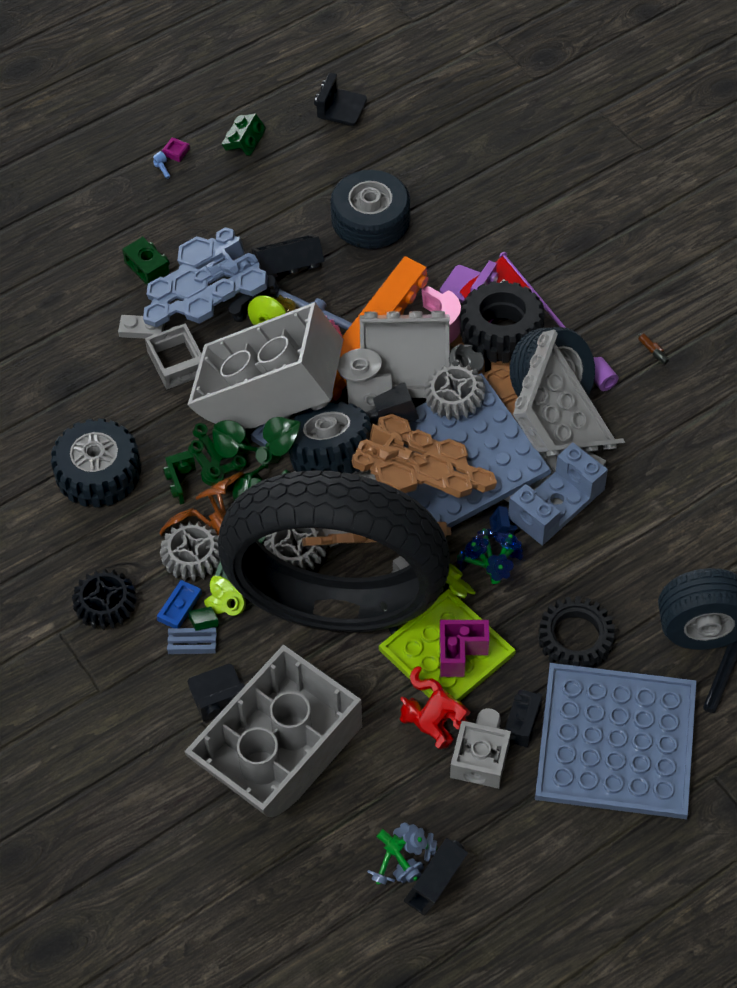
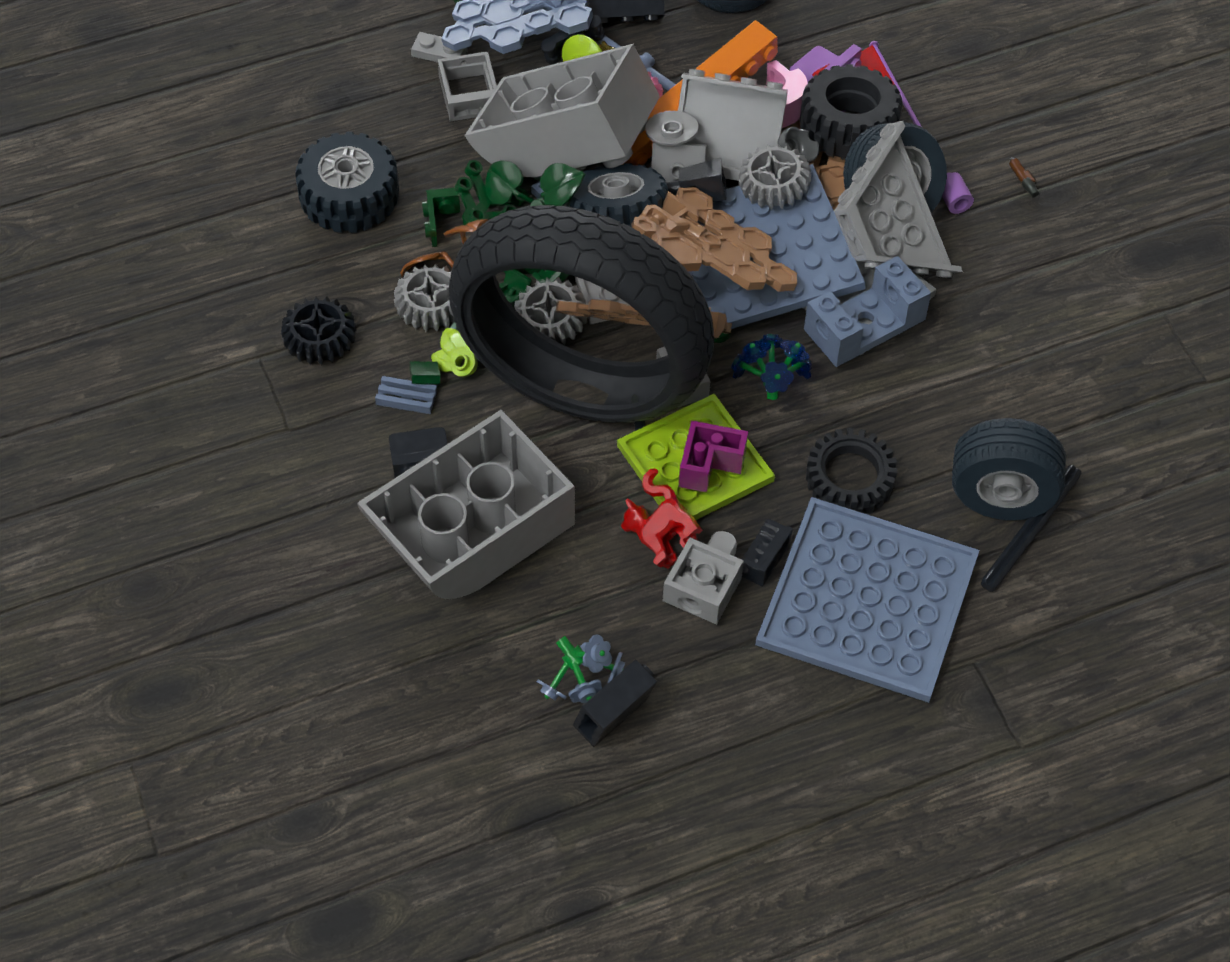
camera: 10 degrees right, 0 degrees up
(178, 604) = (398, 354): blue plate -> none
(456, 584) = (723, 381): lime plate -> none
(500, 521) = (795, 331): dark blue tile -> none

